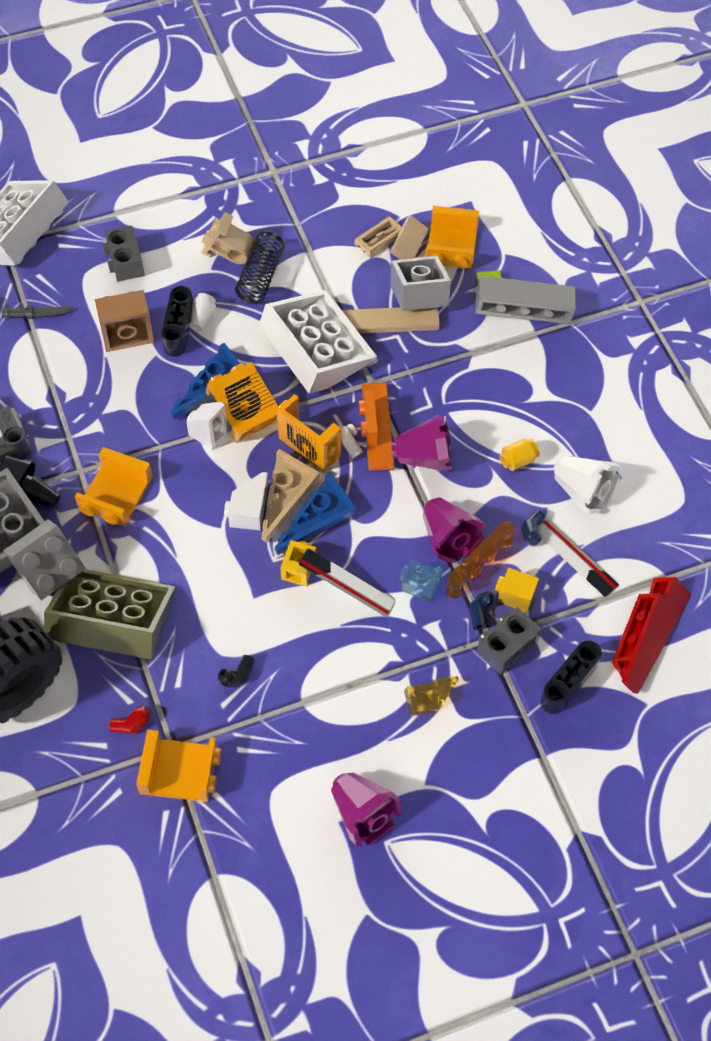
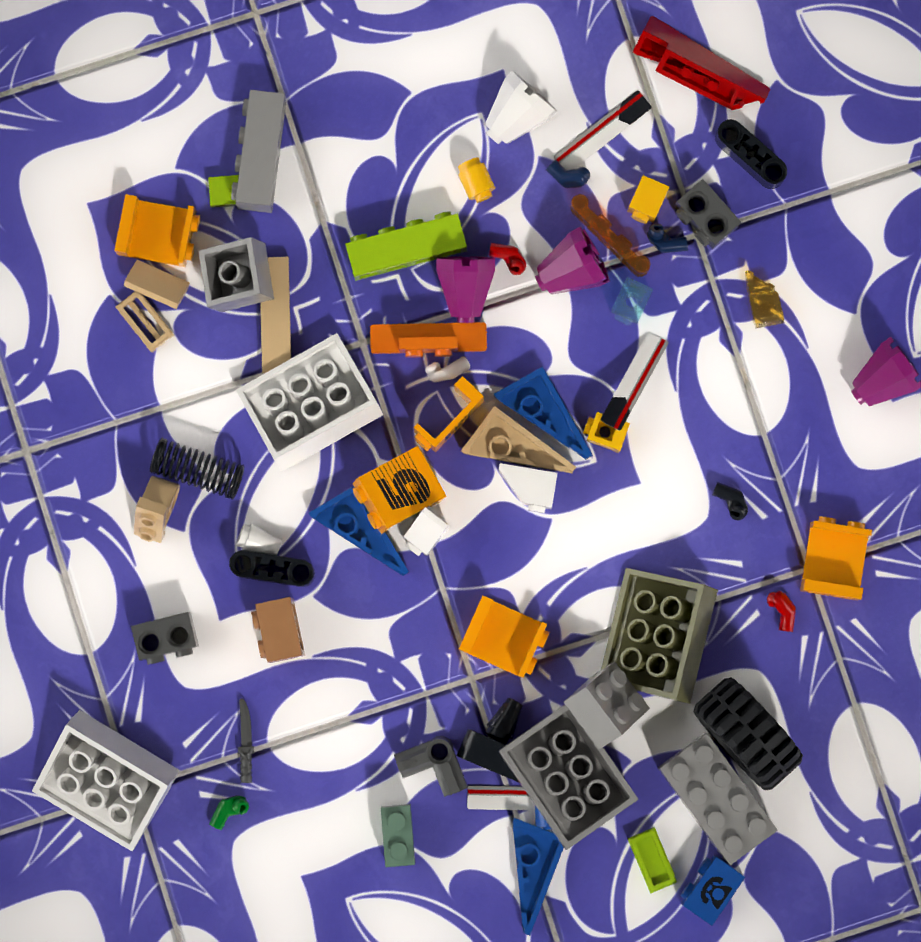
camera: 85 degrees left, 25 degrees up
(455, 401) = (406, 246): none -> lime brick
(455, 486) = (511, 256): none -> red arm

